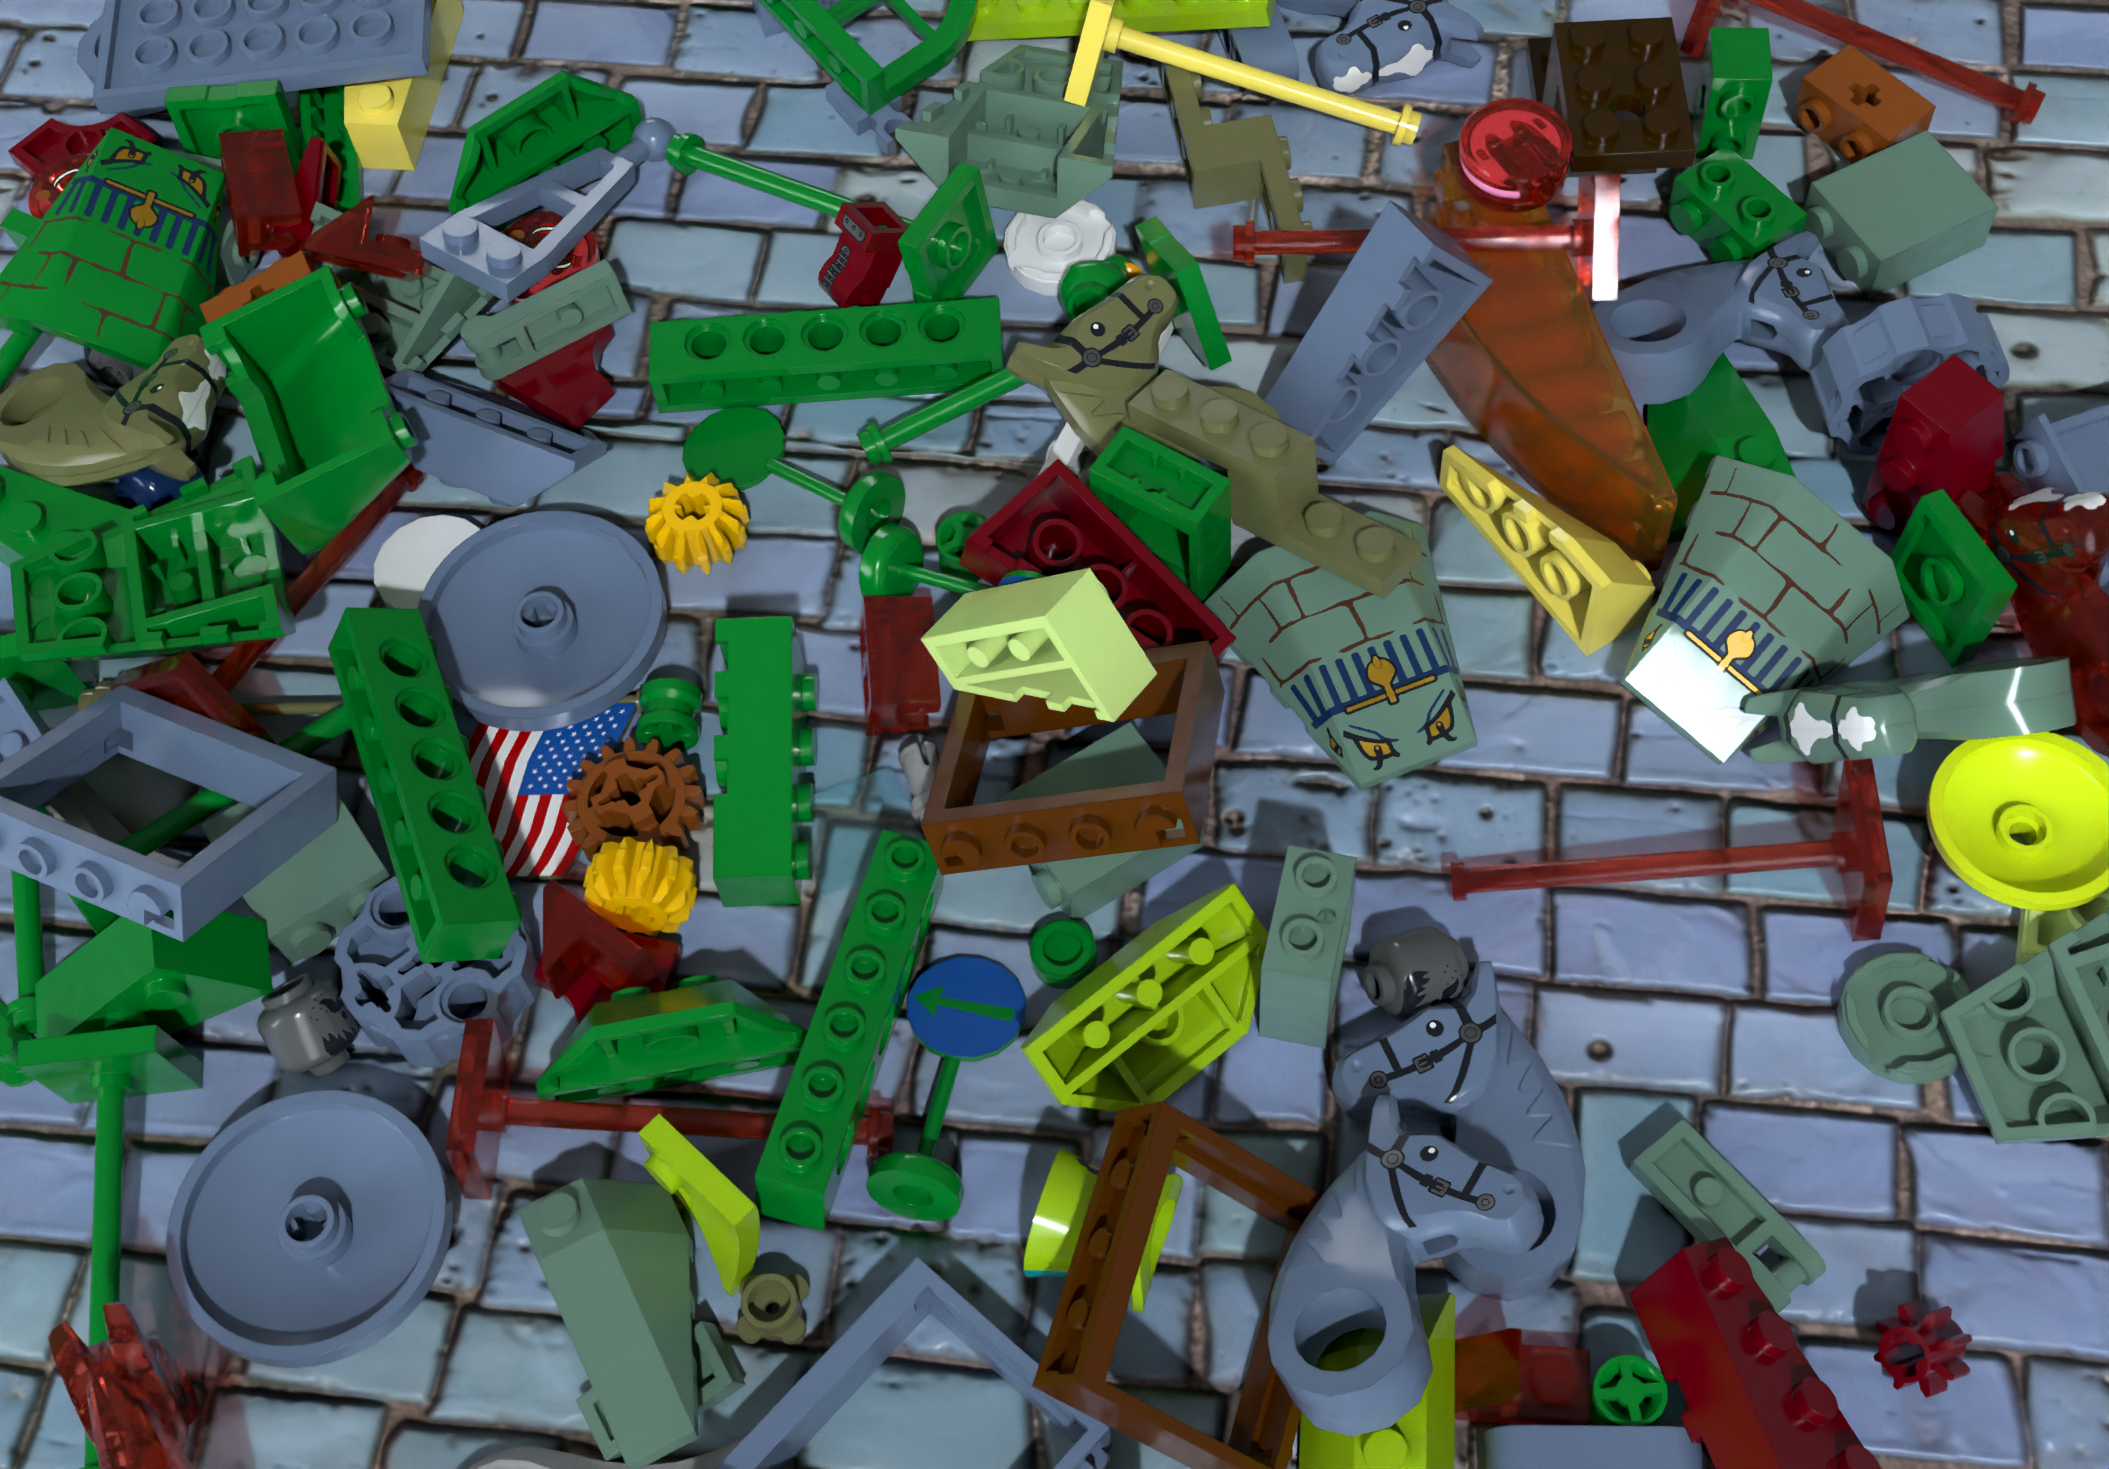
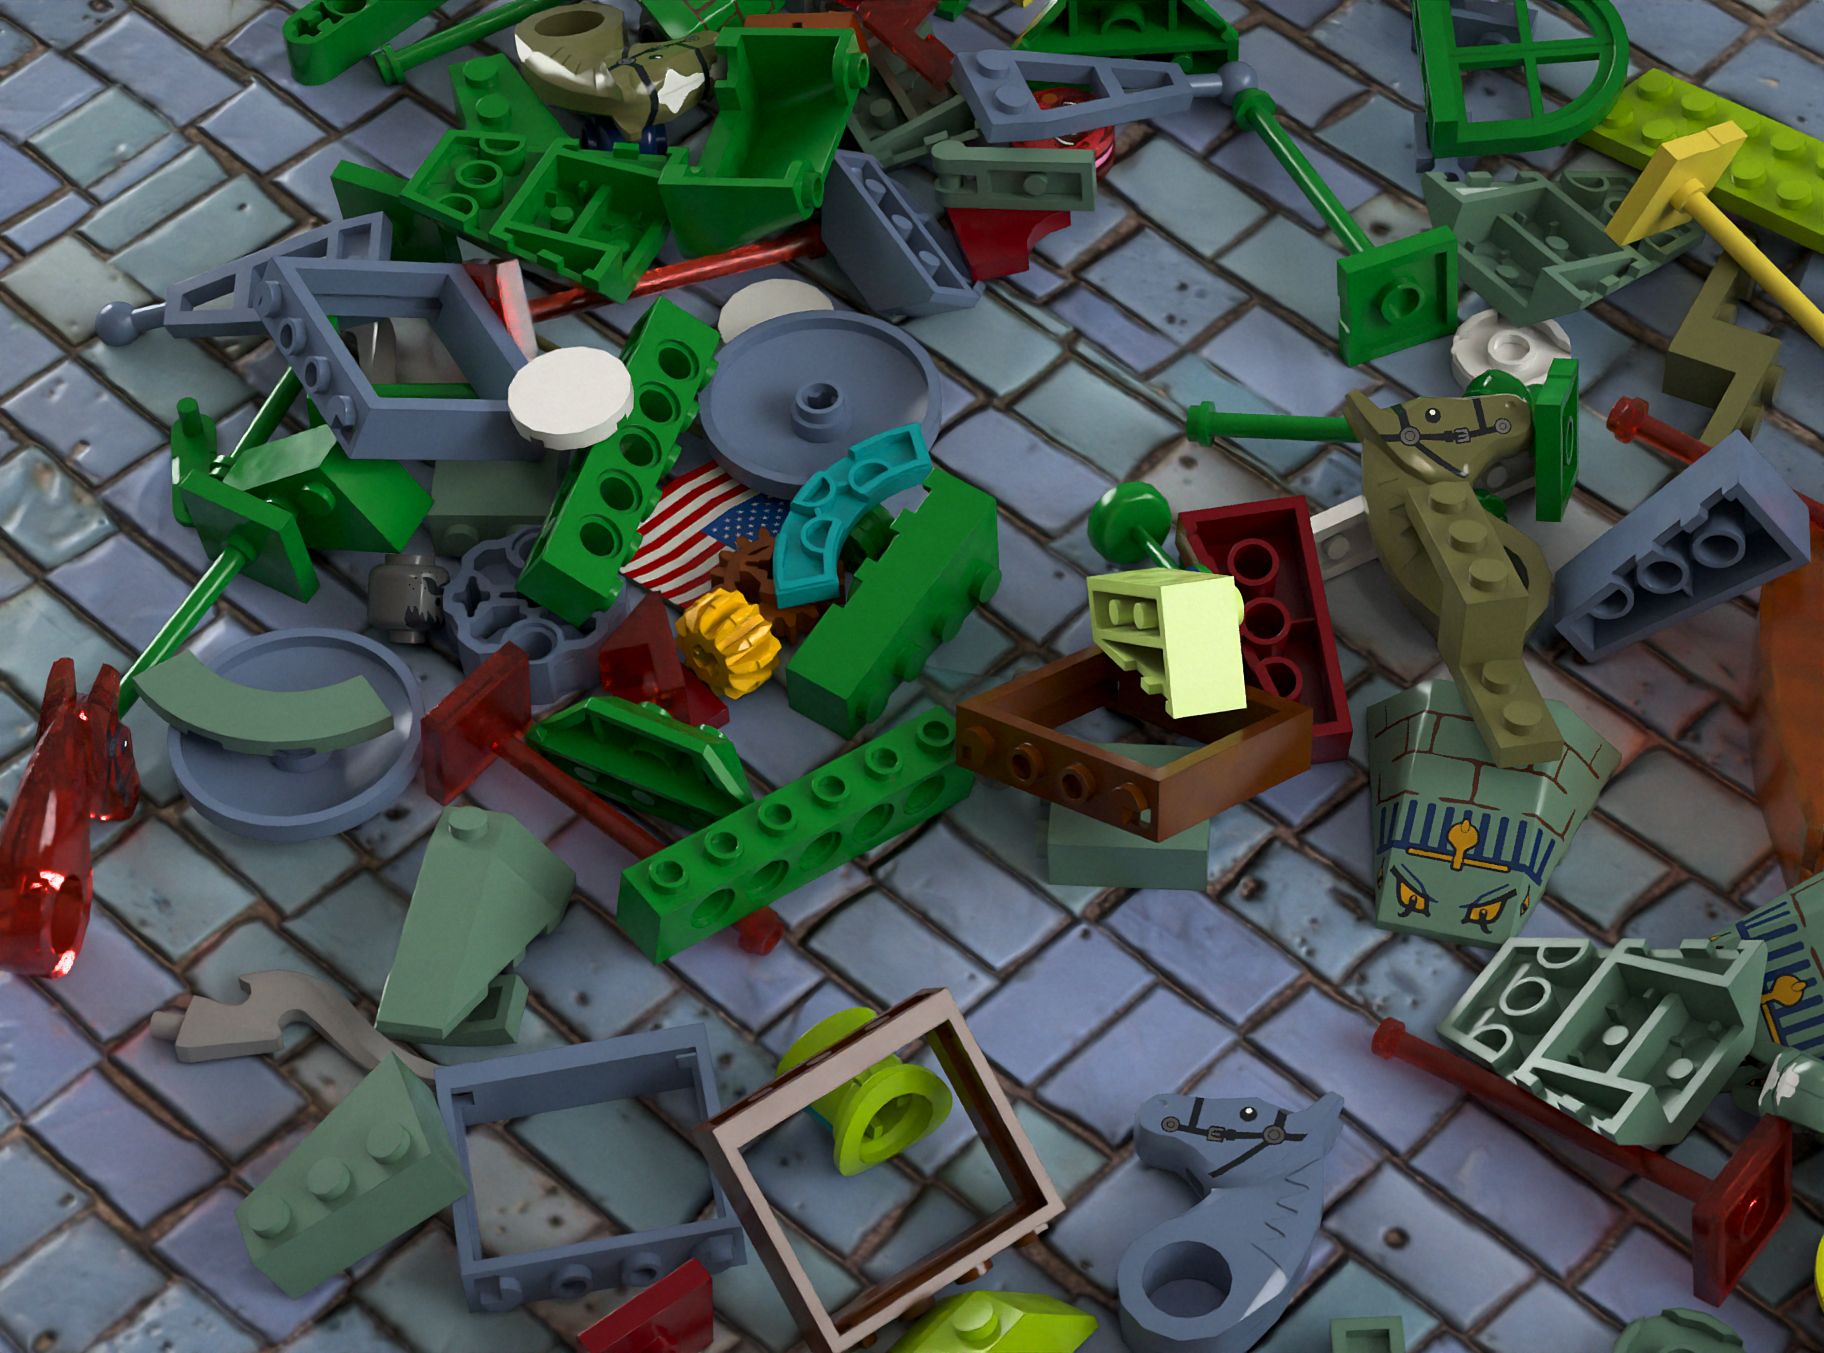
camera: 35 degrees right, 10 degrees down
(268, 1244) = (258, 719): none -> sand green tile
(346, 754) = (570, 397): none -> white tile
(636, 707) = (834, 503): none -> teal tile
(697, 523) = (1007, 405): yellow gear -> none
(719, 1208) = (587, 896): lime plate -> none
(748, 446) = (1100, 370): green piece -> none
(769, 1288) = (576, 988): olive plate -> none
(824, 354) = (1221, 328): green brick -> none
(864, 255) = (1307, 280): dark red leg -> none
(896, 665) = (1060, 605): clear red hinge -> none
(961, 1013) = (892, 887): piece -> none
(1063, 953) = (1019, 897): green tile -> none
(1154, 1008) = (1046, 972): lime wedge -> none
(1169, 505) = (1374, 600): green window -> none
(1306, 946) = (1180, 996): sand green window -> none
(1357, 1262) = (985, 1247): sand blue animal -> none
(1415, 971) = (1282, 1070): dark grey head -> none
(1564, 563) = (1711, 843): light yellow wedge -> none
(1629, 764) = (1614, 1034): none -> sand green wedge

